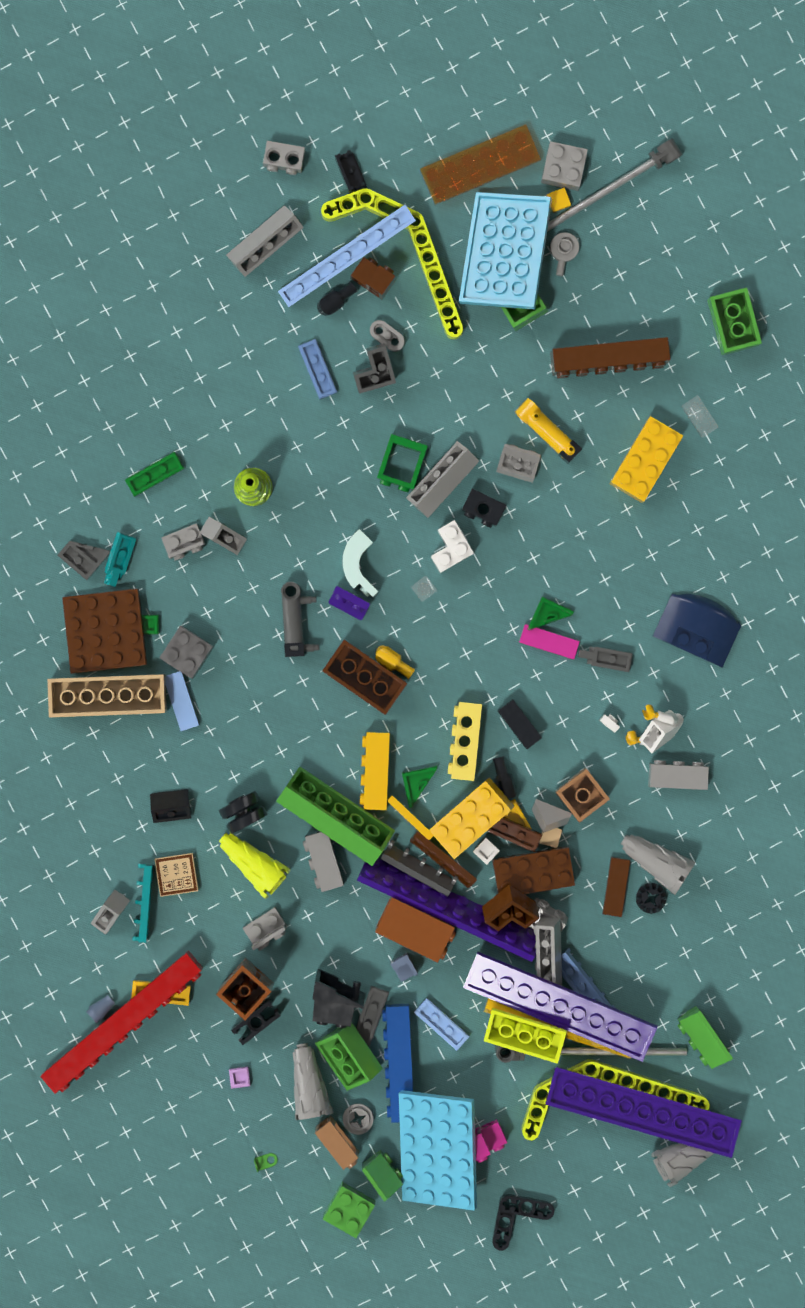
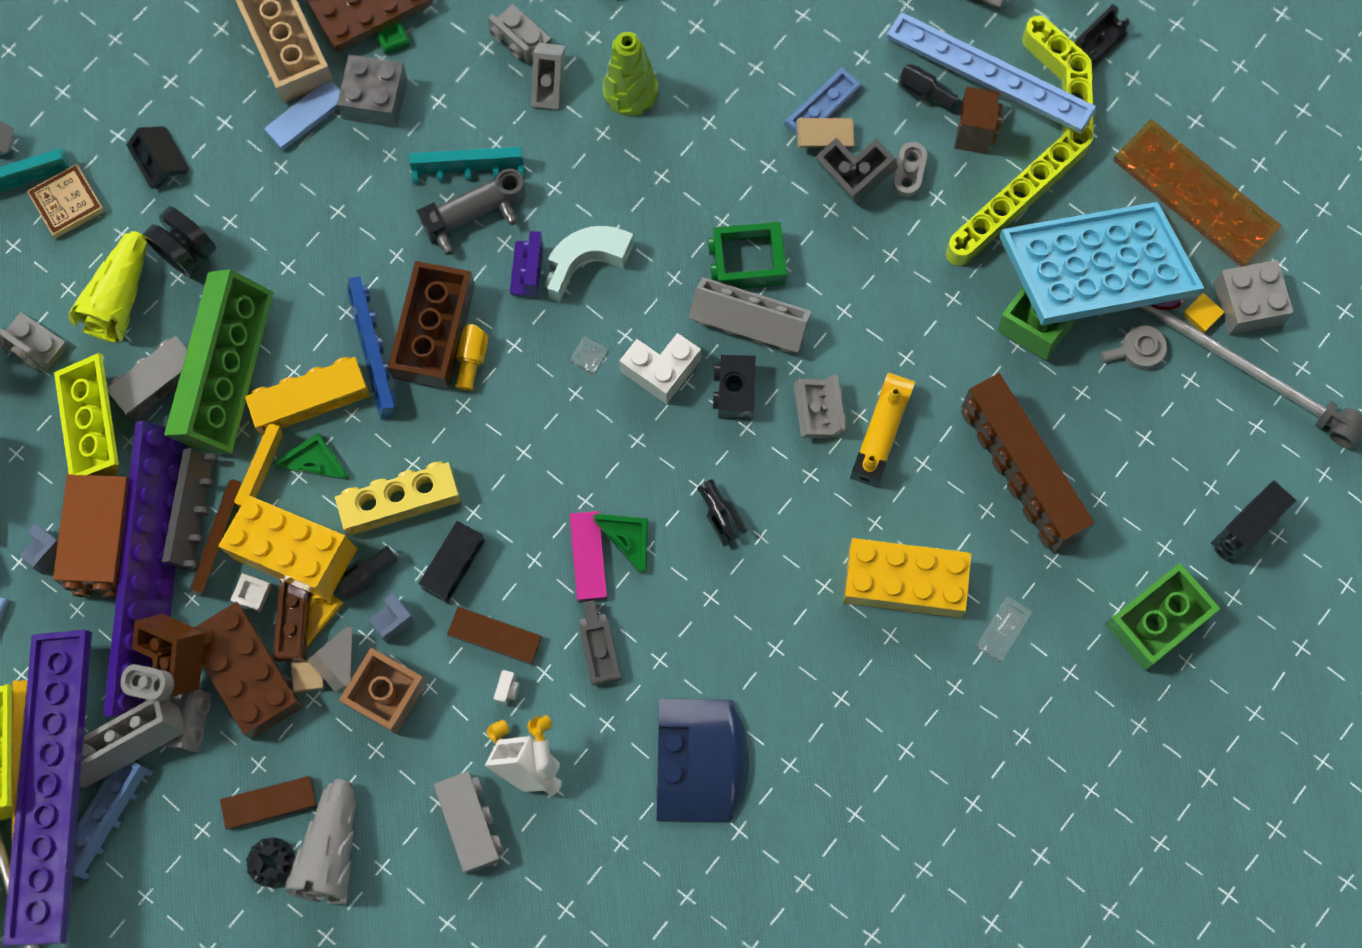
camera: 70 degrees right, 15 degrees down
(267, 593) = (466, 161): none -> teal hinge
(339, 909) = (87, 418): none -> neon yellow slope
(340, 377) = (822, 131): none -> tan tile
(361, 720) = (371, 347): none -> blue plate
(528, 927) = (147, 683): none -> light grey plate
(537, 774) = (391, 619): none -> sand blue panel
(560, 551) = (721, 514): none -> black arm
(573, 717) = (494, 635): none -> reddish brown tile
(703, 241) = (1252, 522): none -> black window

